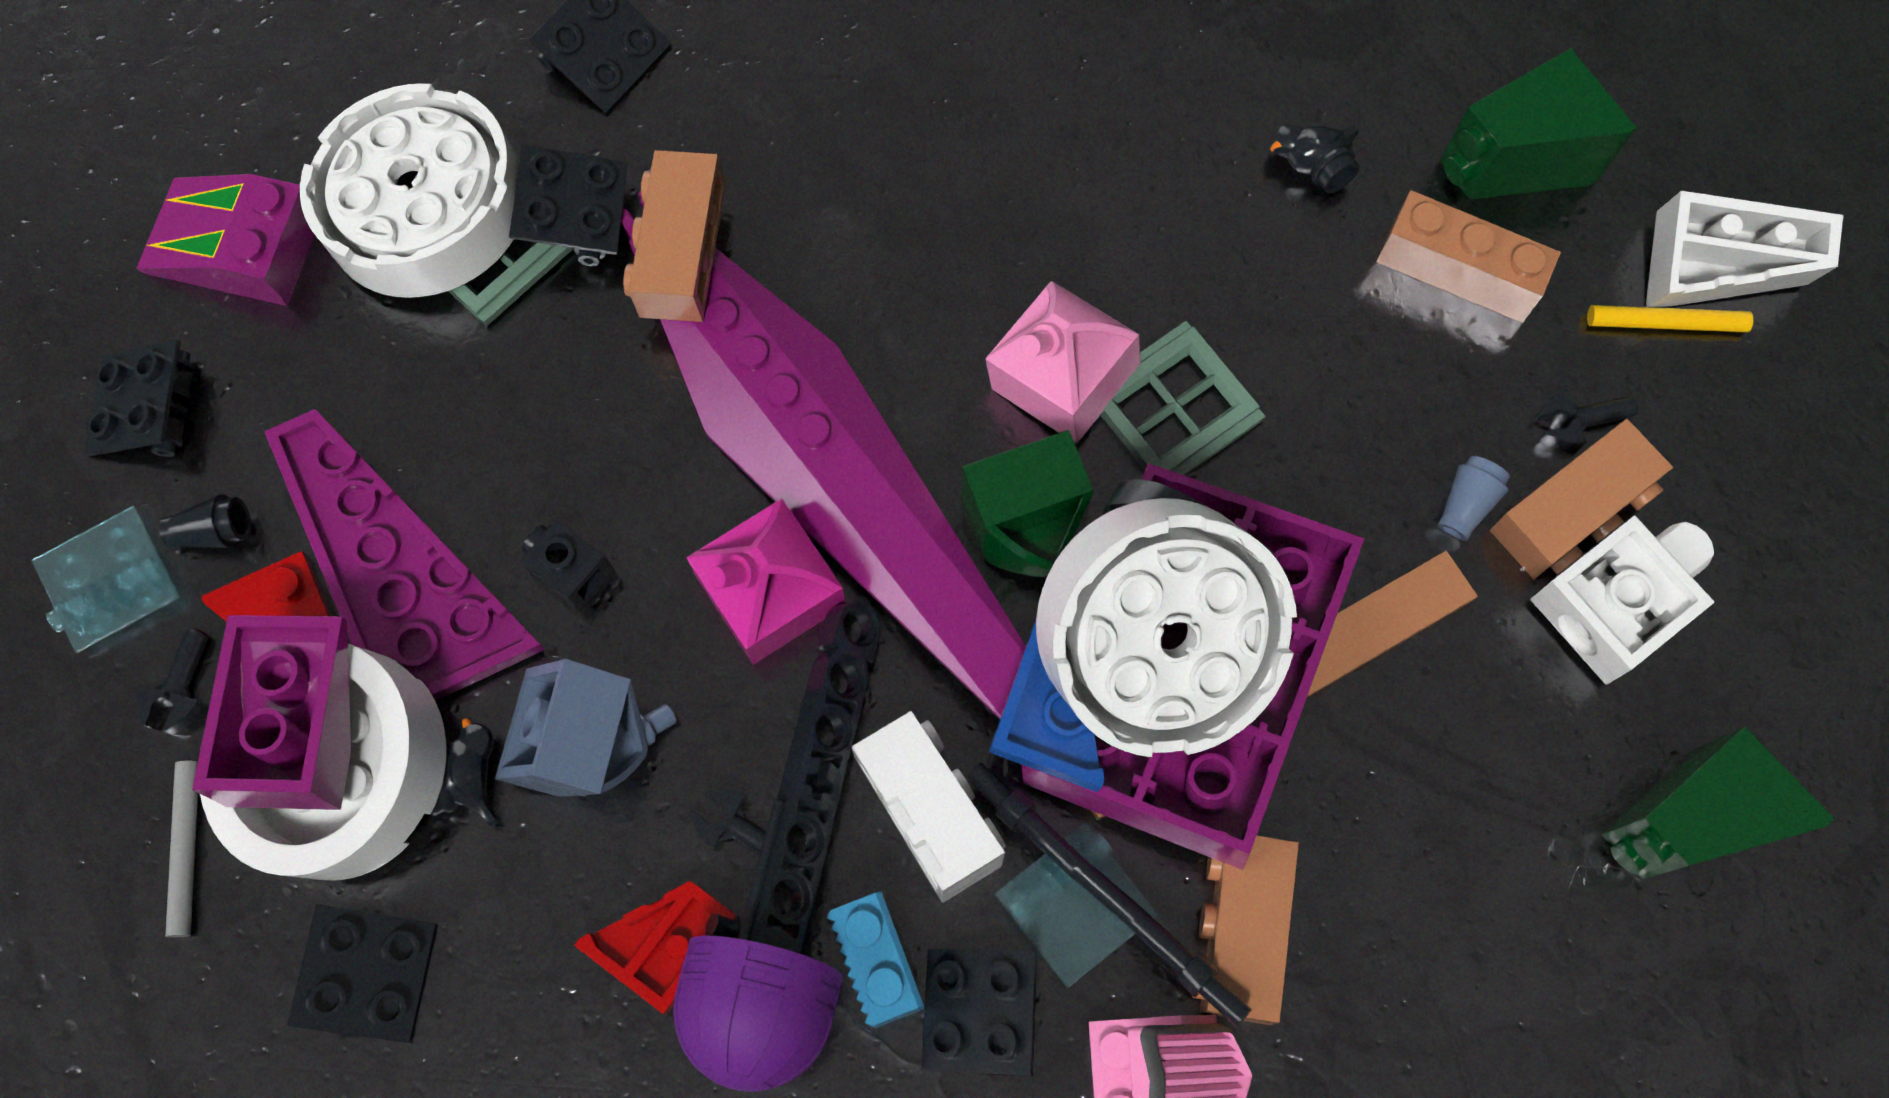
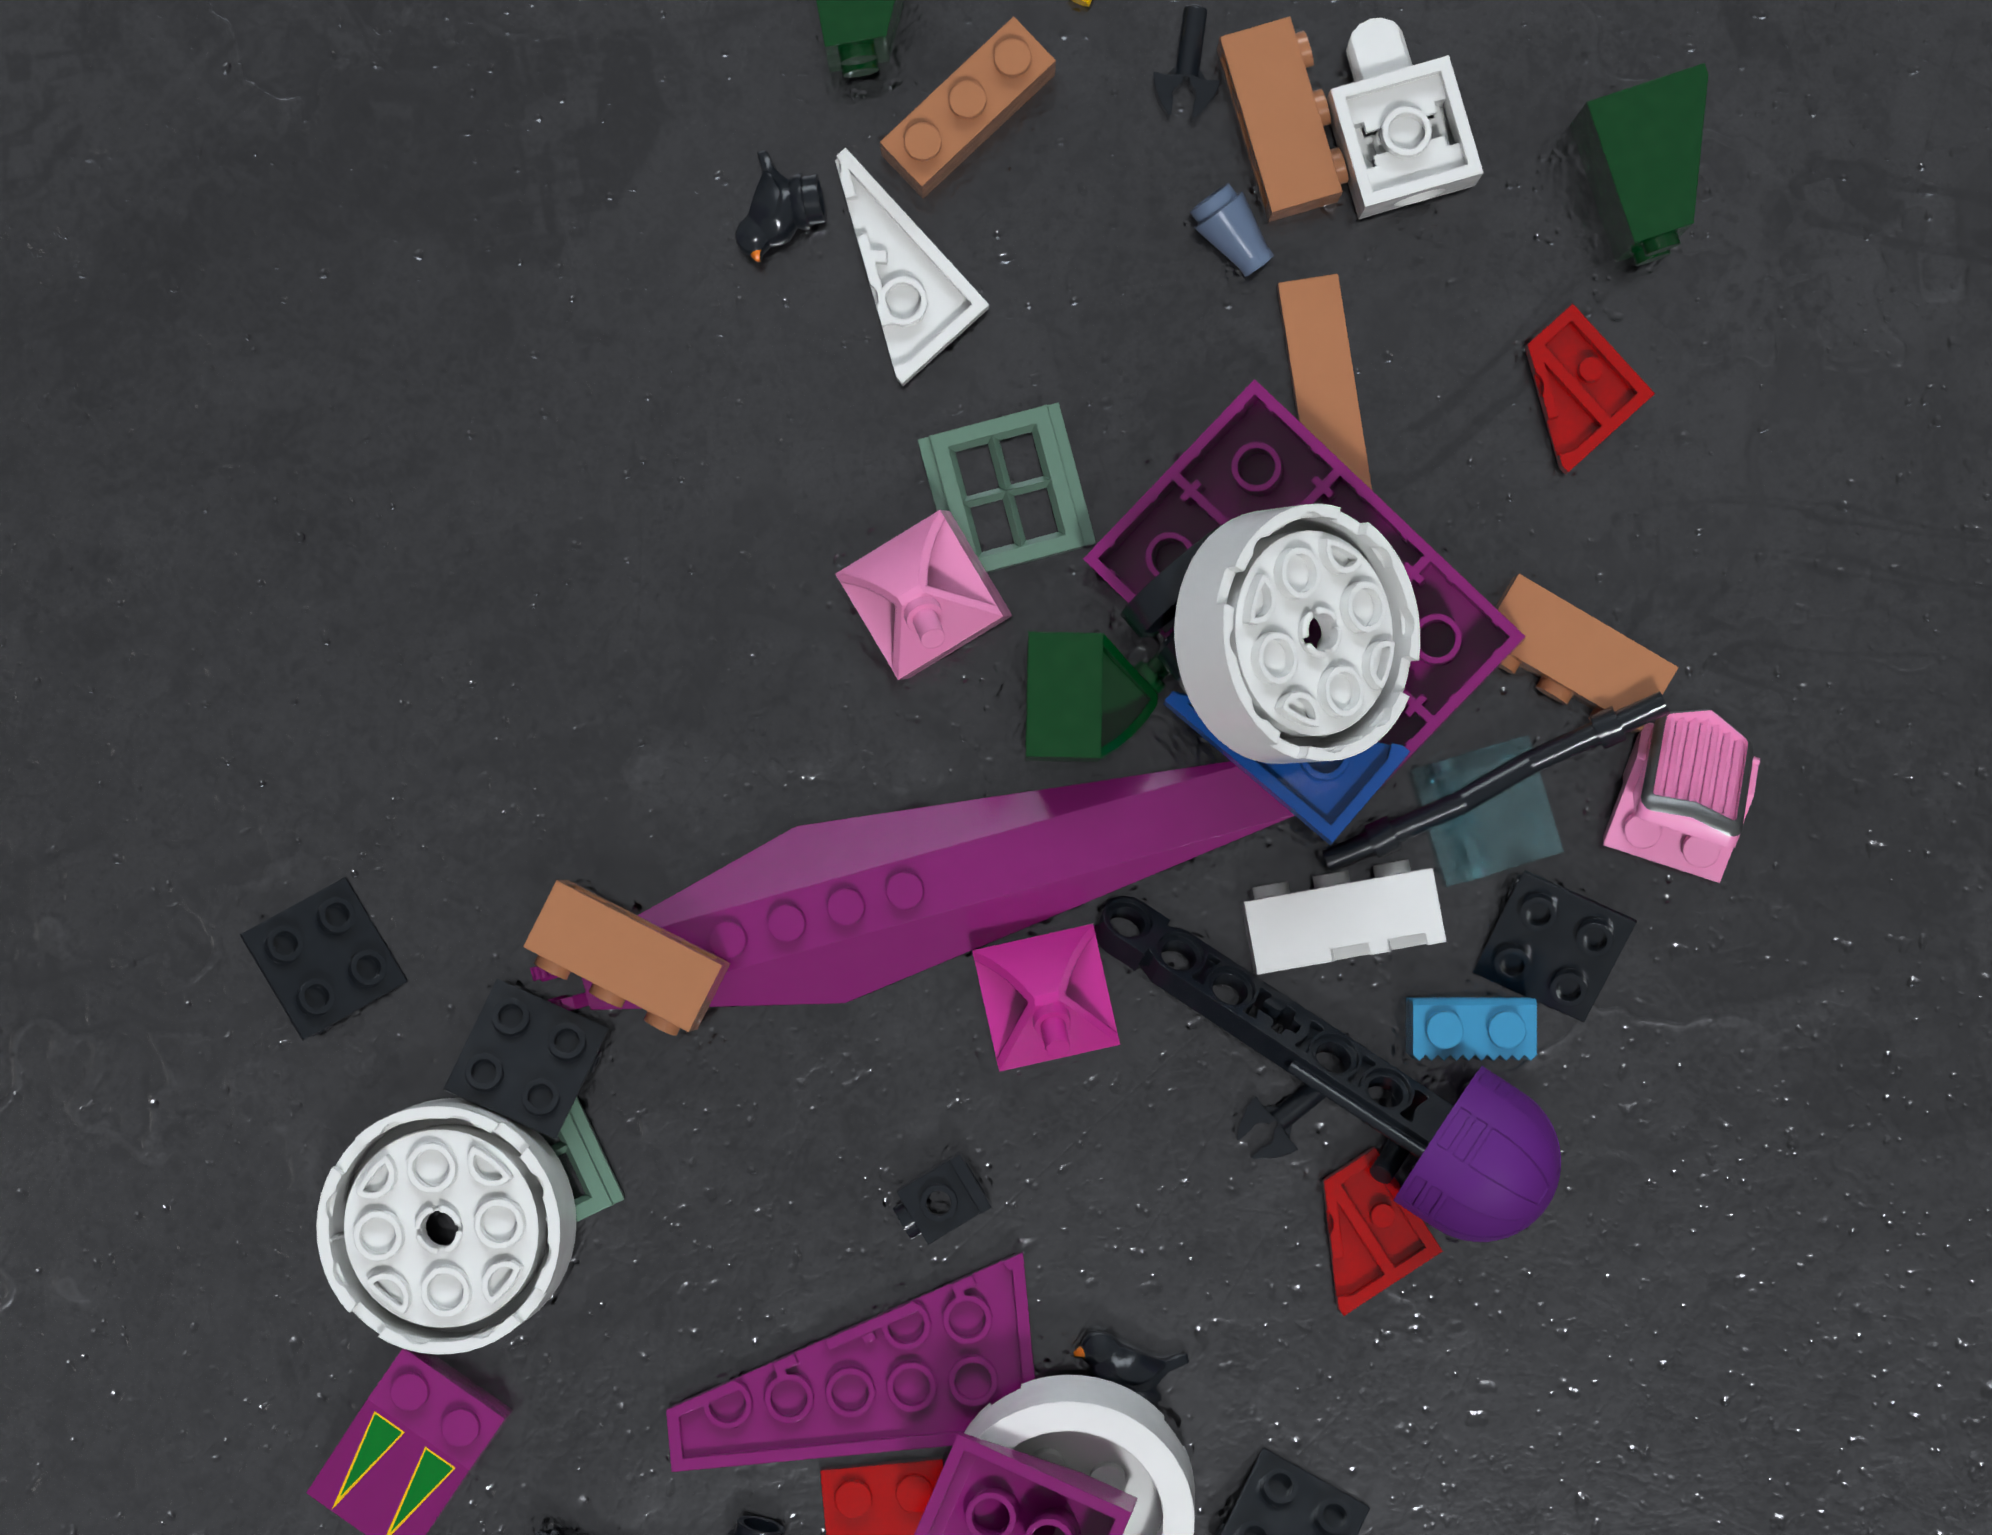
camera: 70 degrees left, 15 degrees up
(577, 731) = (1137, 1246): sand blue piece -> none
(1303, 277) = (914, 286): none -> white wing
(1484, 842) = (1581, 386): none -> red wing

